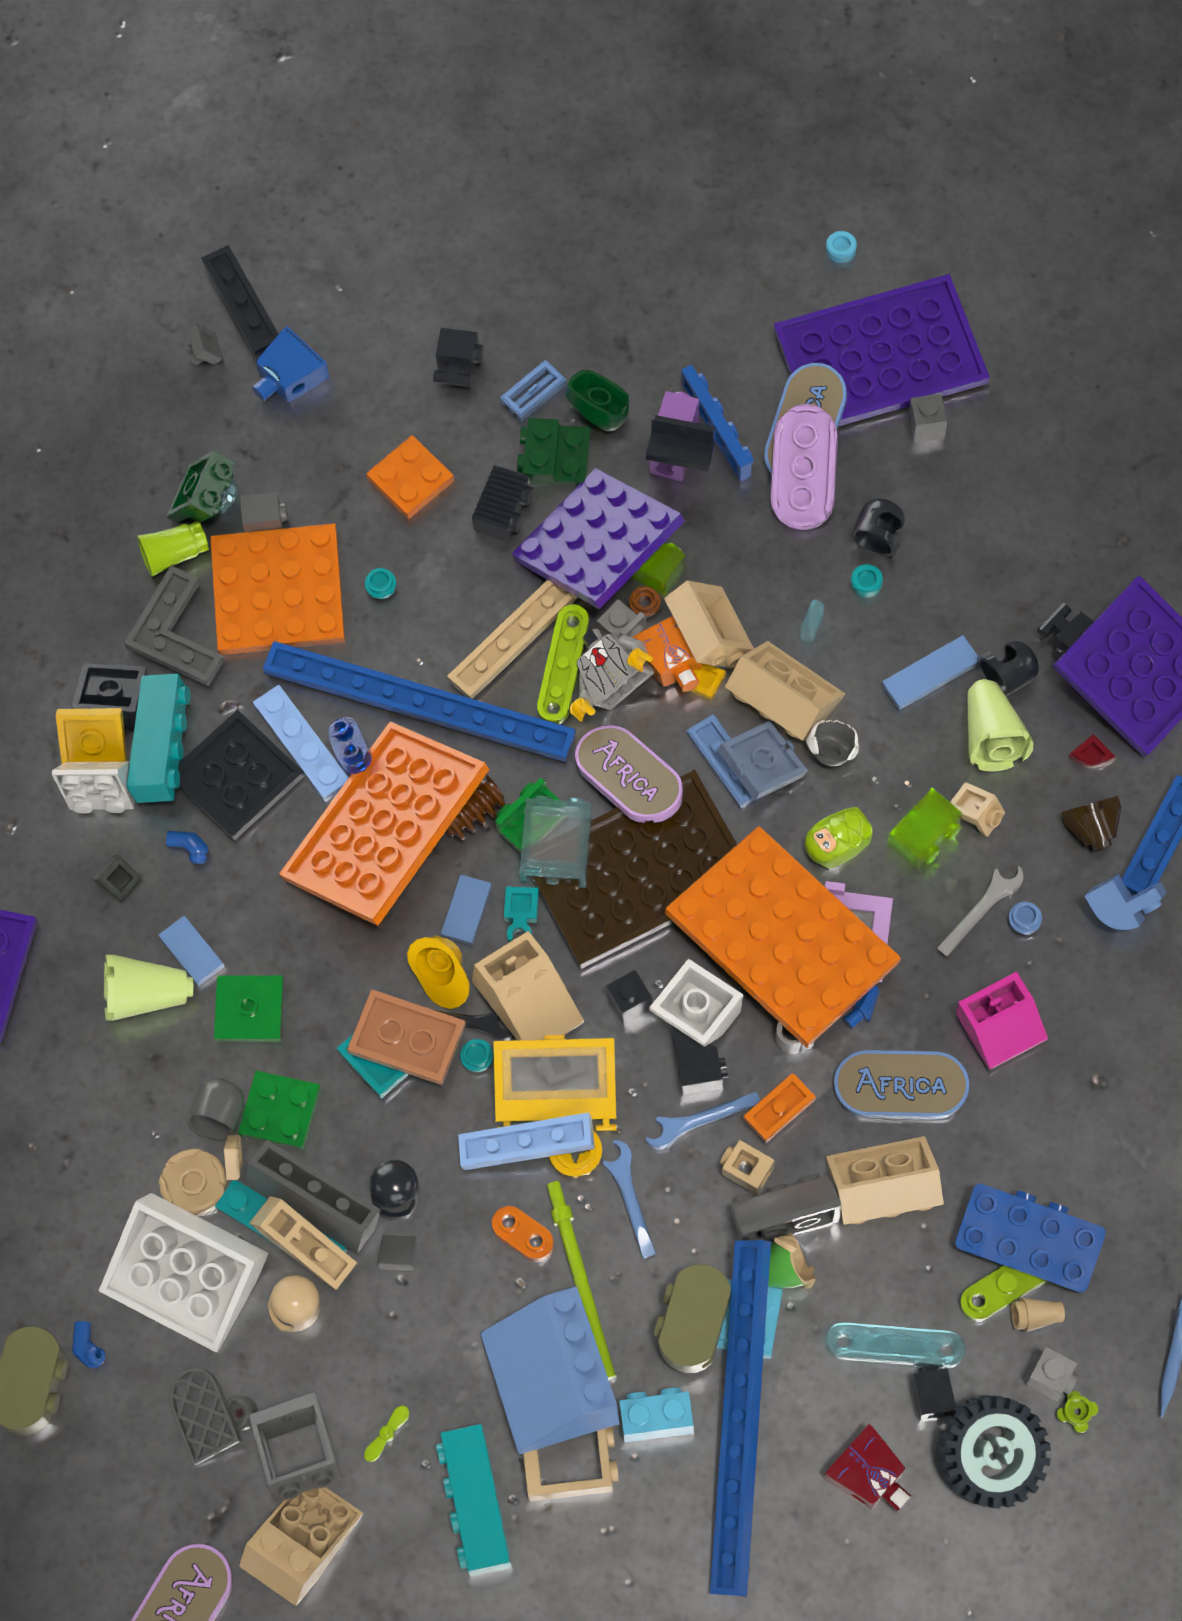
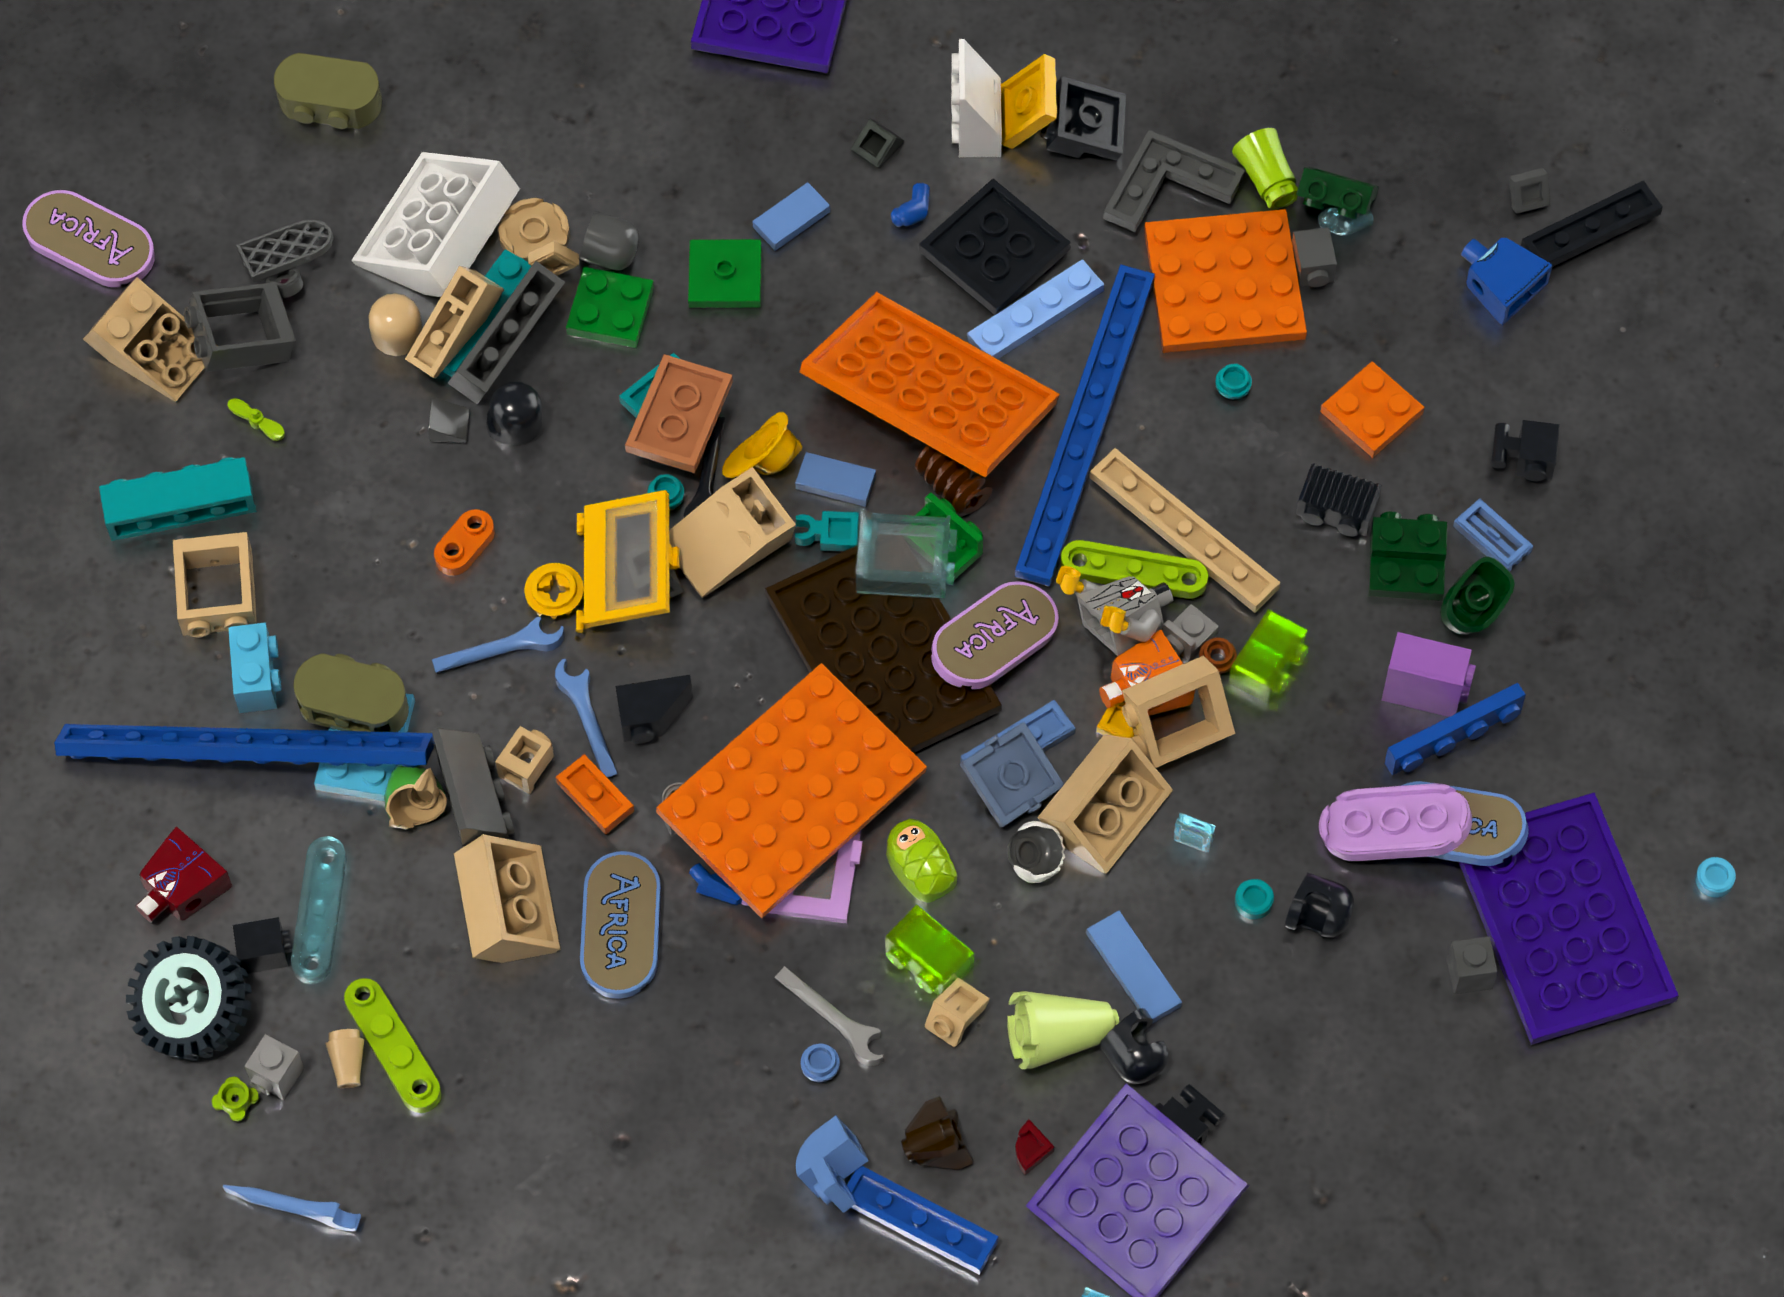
camera: 85 degrees right, 5 degrees down
(83, 1348) = (361, 141): blue arm -> none
(142, 987) = (743, 162): yellowish green cone -> none
(158, 738) = (1031, 163): teal brick -> none
(348, 739) = (1029, 354): clear blue plate -> none
(526, 1141) = (560, 536): light blue plate -> none
(550, 1372) = (302, 562): medium blue slope -> none
(562, 1217) = (480, 579): lime bar -> none
(597, 538) = (1289, 594): plate -> none
(629, 997) = (725, 638): black brick -> none
(681, 443) = (1391, 661): black panel -> none
(698, 1004) = (707, 700): white slope -> none
(1002, 1020) = (688, 1026): dark pink slope -> none
(1030, 1237) = (431, 1047): blue bracket -> none

